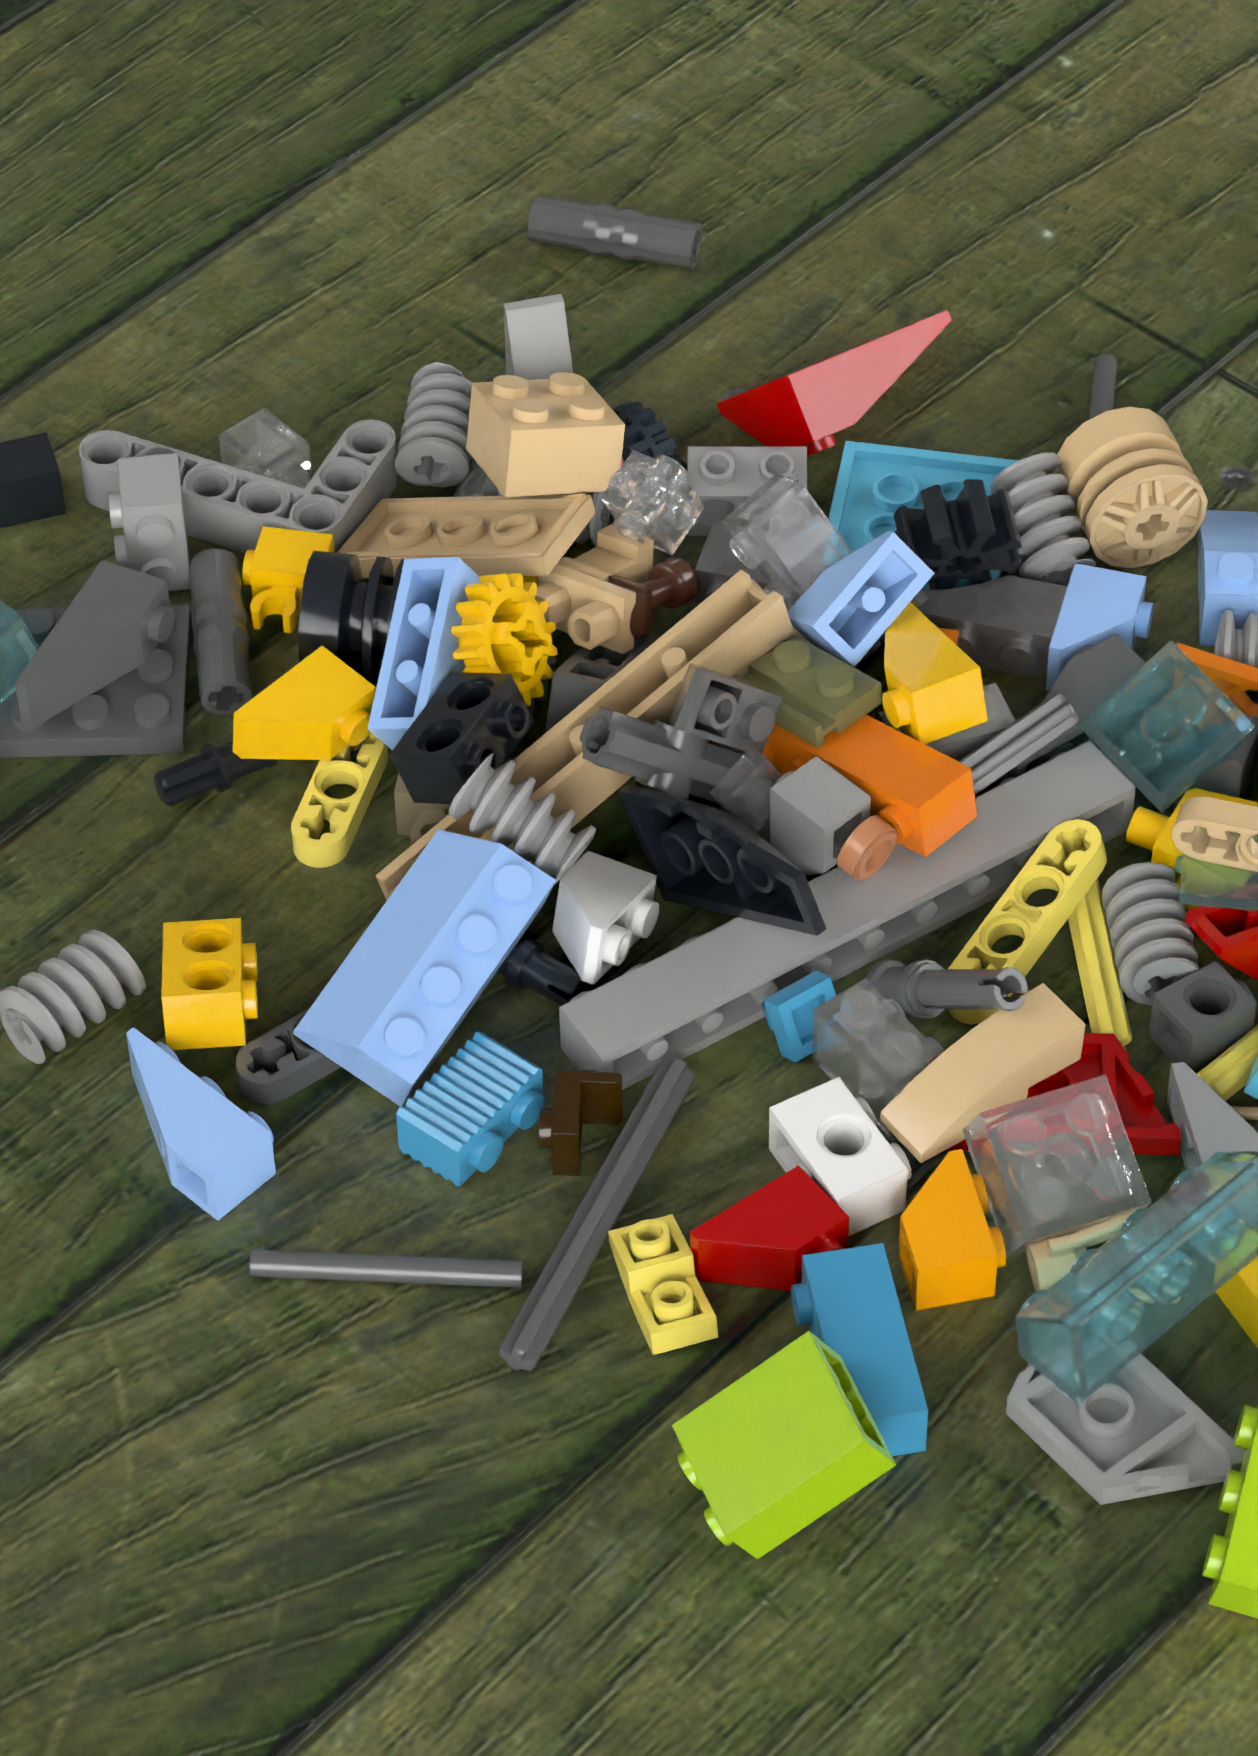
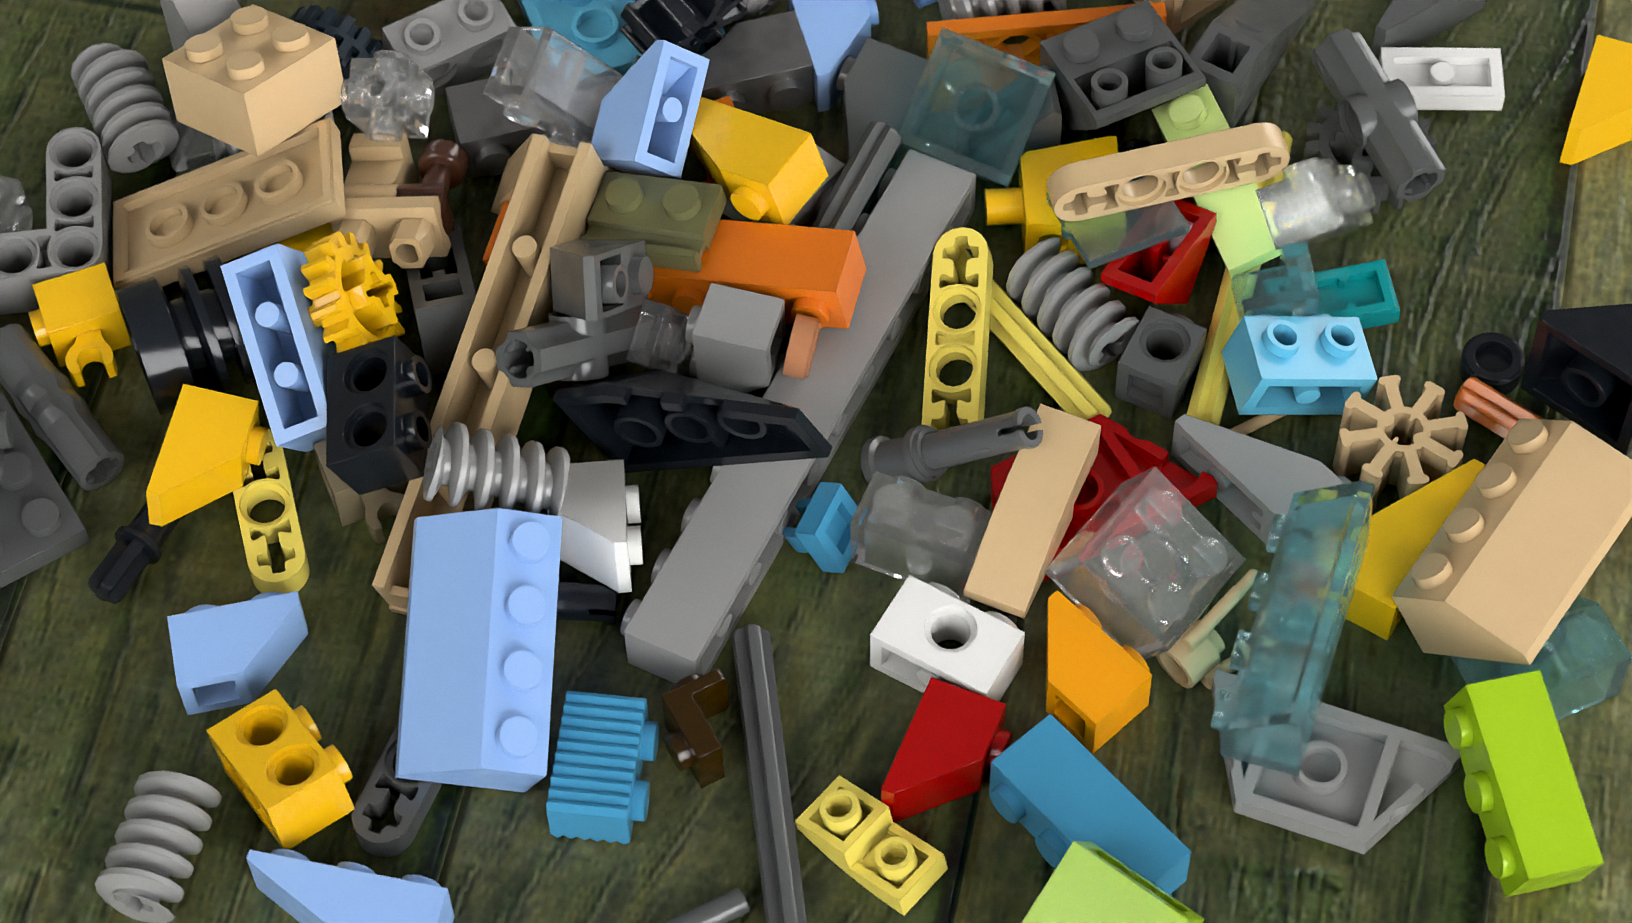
camera: 30 degrees left, 10 degrees up
(236, 877) = (233, 649): none -> light blue slope

